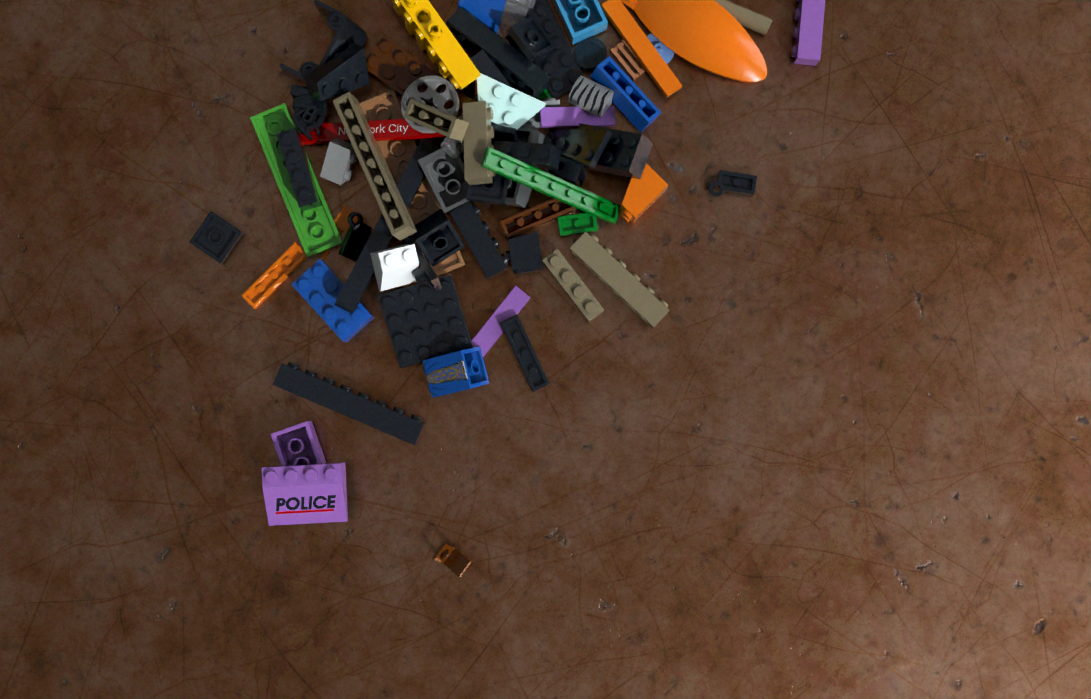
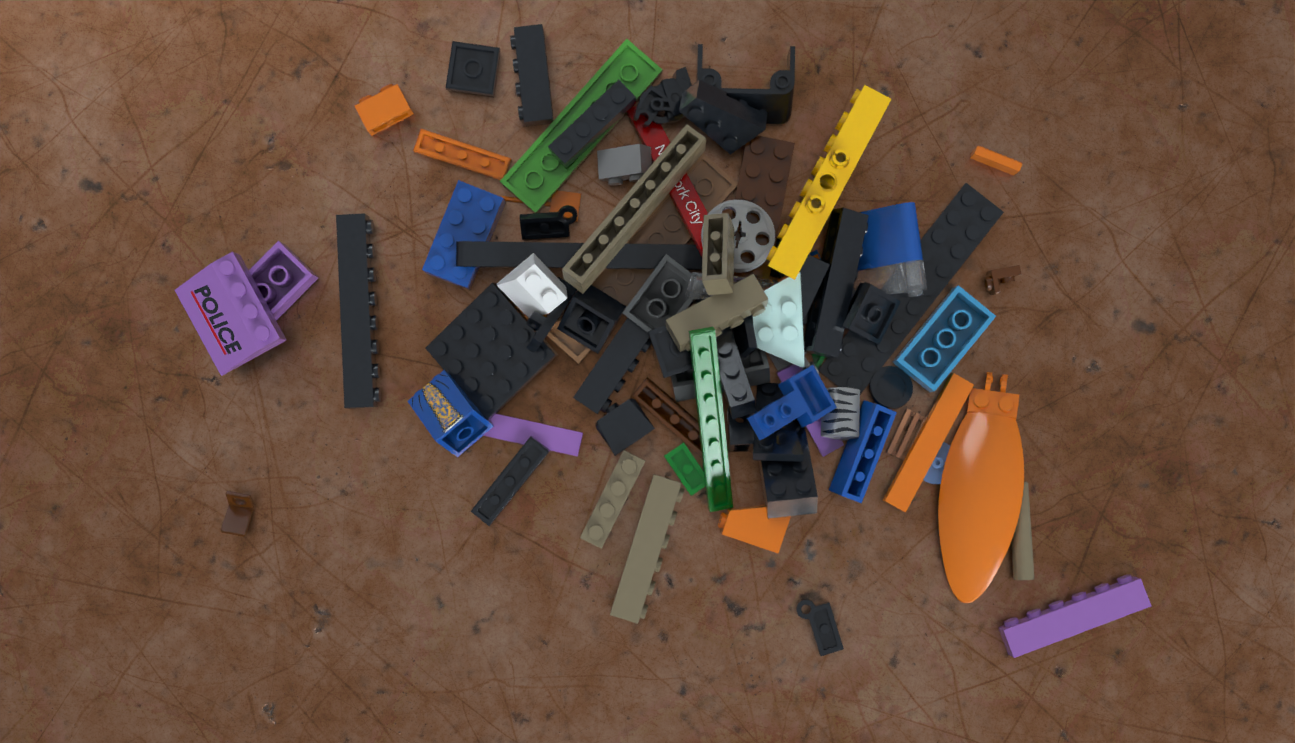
camera: 70 degrees right, 0 degrees up
(213, 314) = (383, 109): none -> orange brick
(243, 196) = (533, 75): none -> black brick
(569, 115) = (803, 399): none -> blue plate

